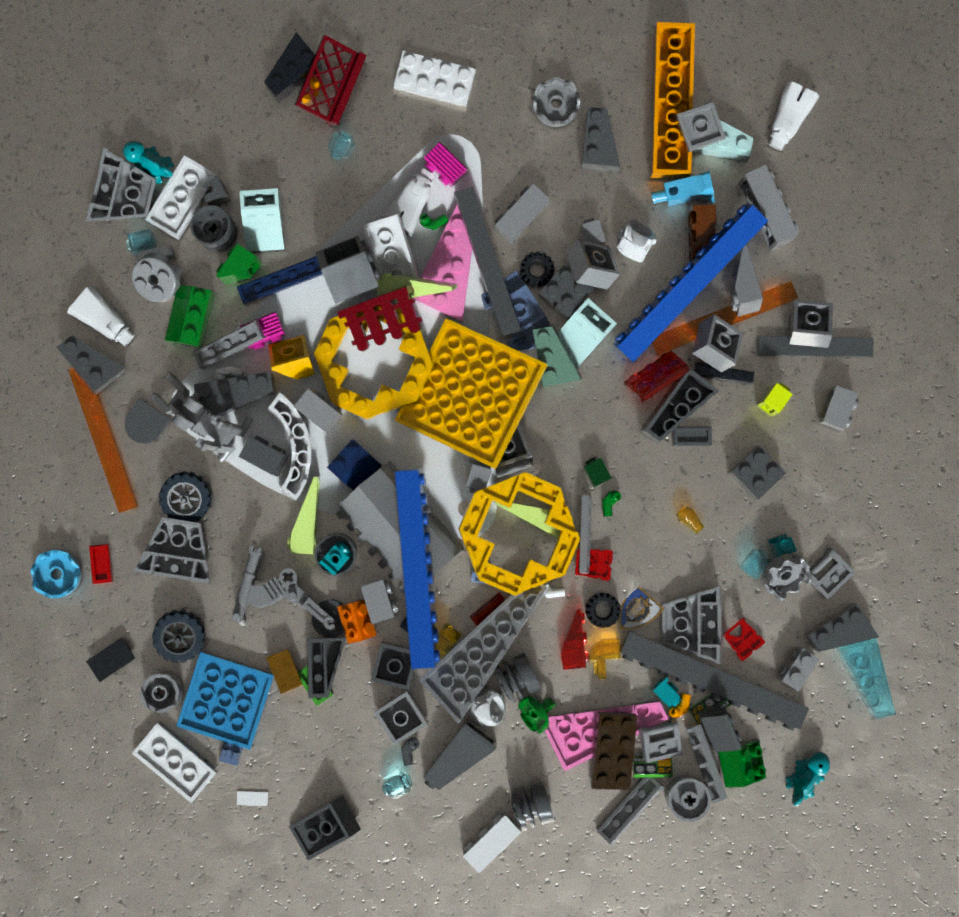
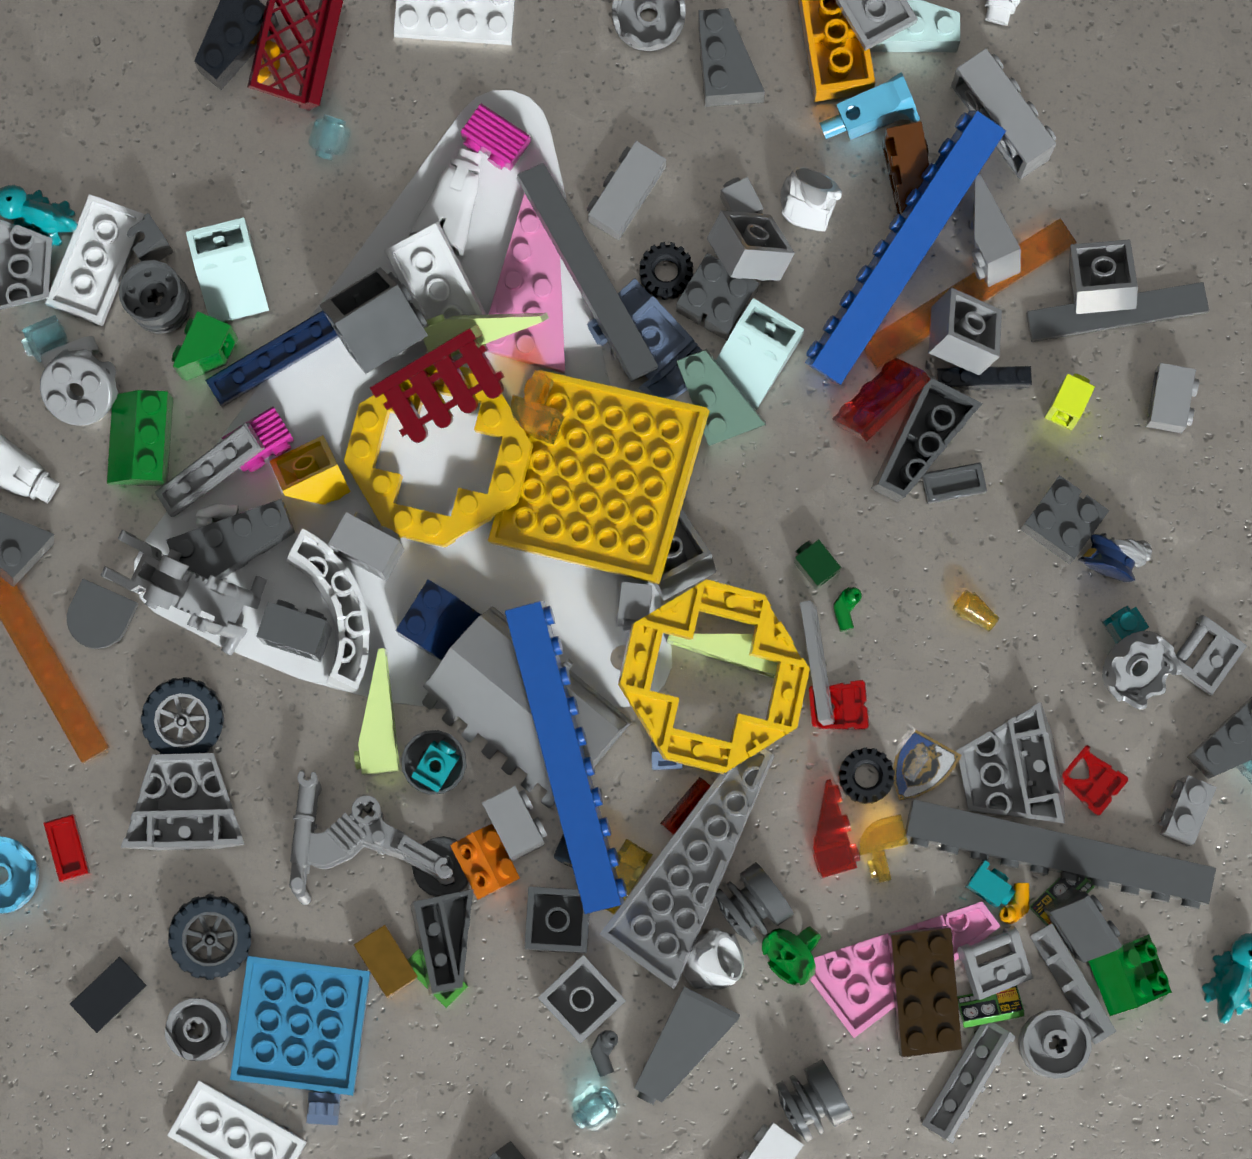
camera: 10 degrees left, 5 degrees down
(432, 223) = (489, 229): green arm -> none
(436, 346) = (532, 413): none -> clear yellow brick
(553, 592) = (783, 763): white arm -> none
(755, 563) = (1088, 660): clear light blue brick -> none
(785, 502) = (1116, 557): none -> dark blue piece

